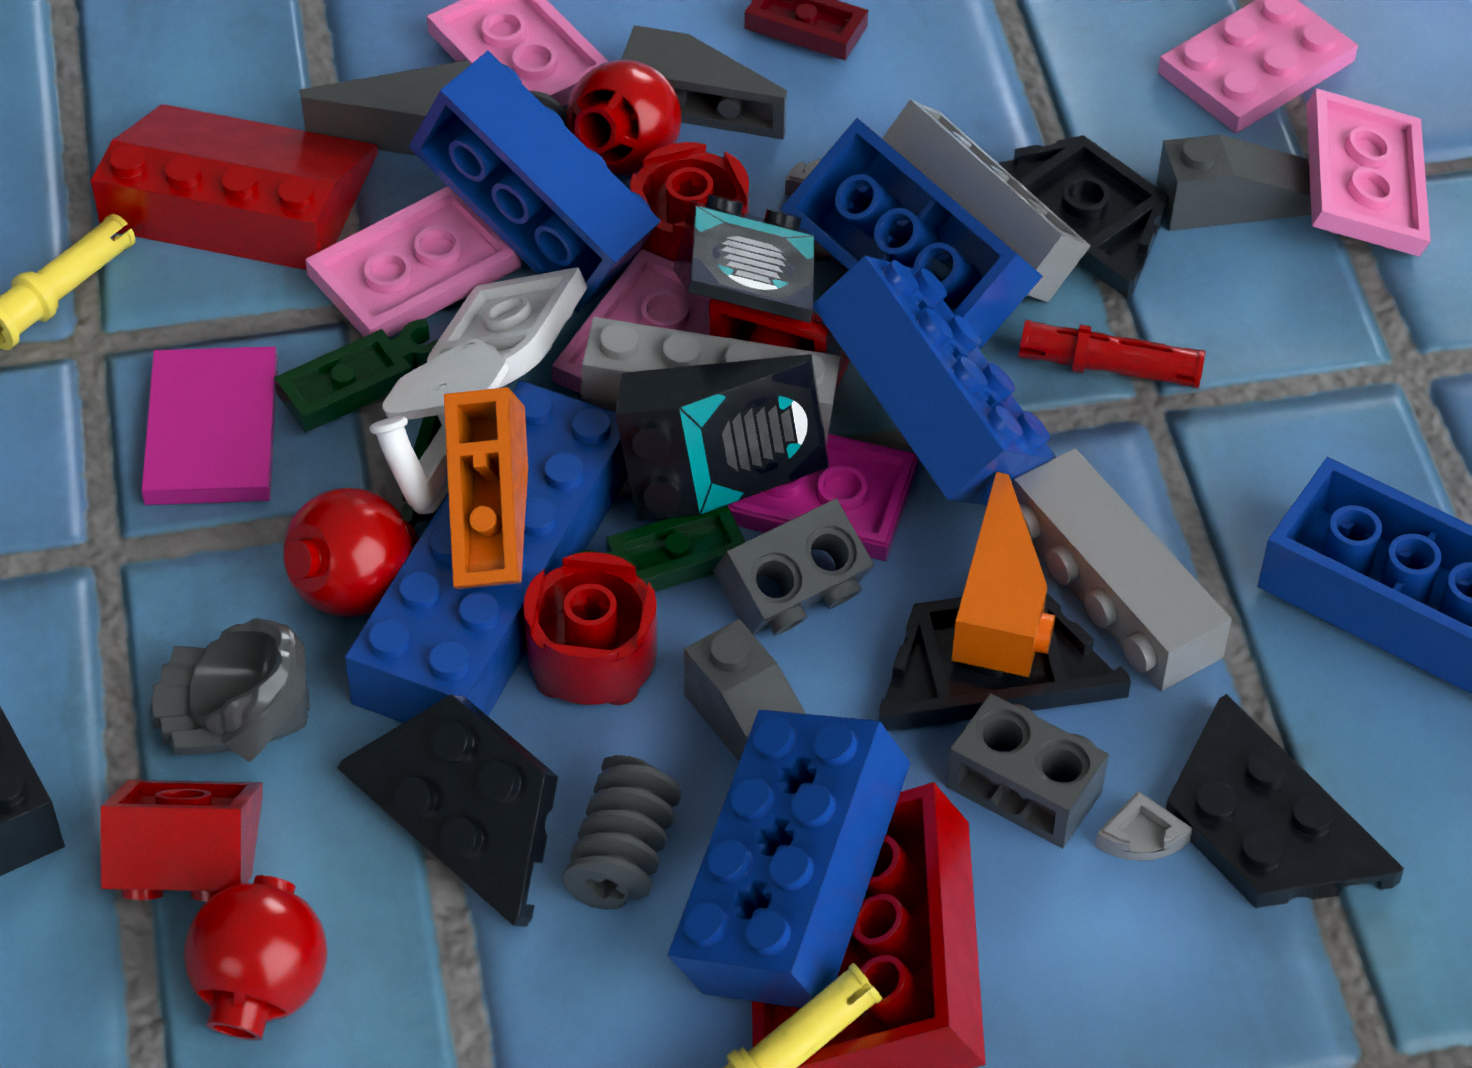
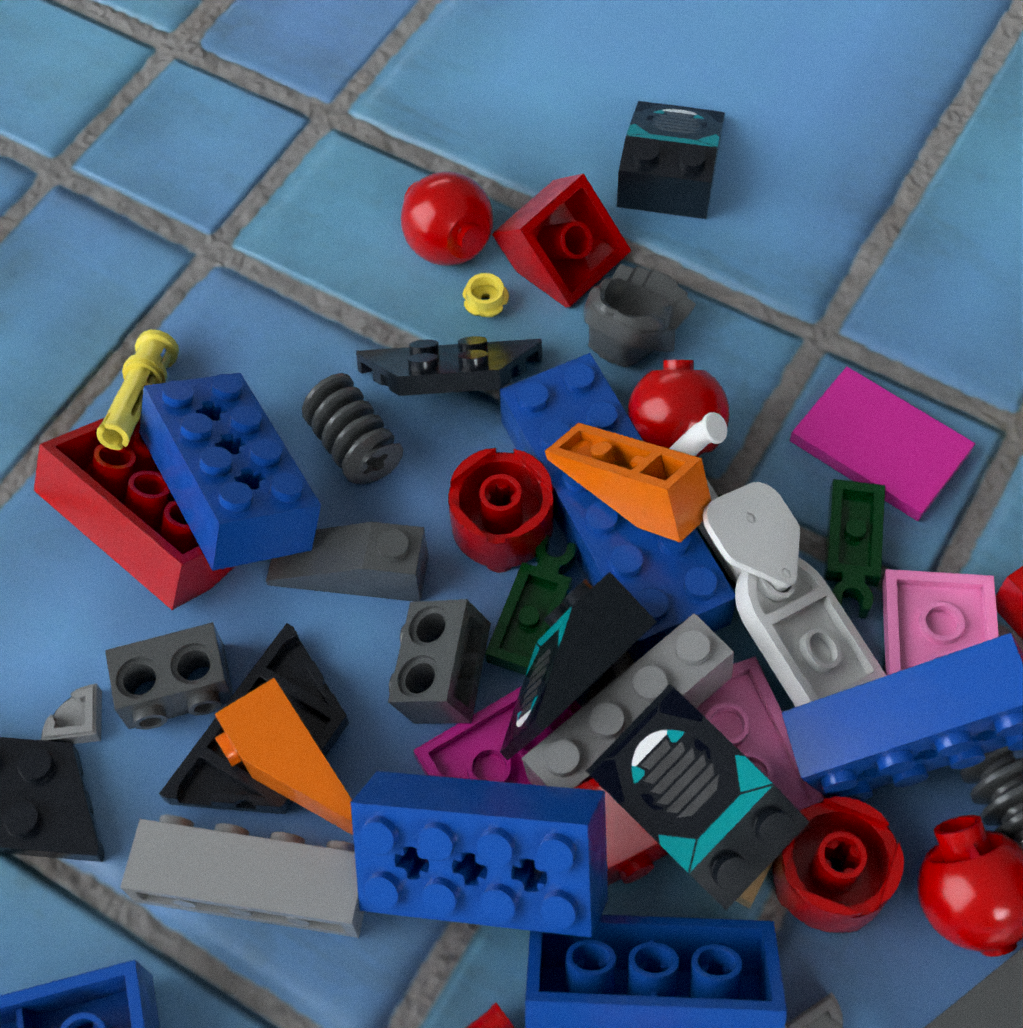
camera: 135 degrees right, 10 degrees up
(320, 845) = (485, 286): none -> light yellow plate

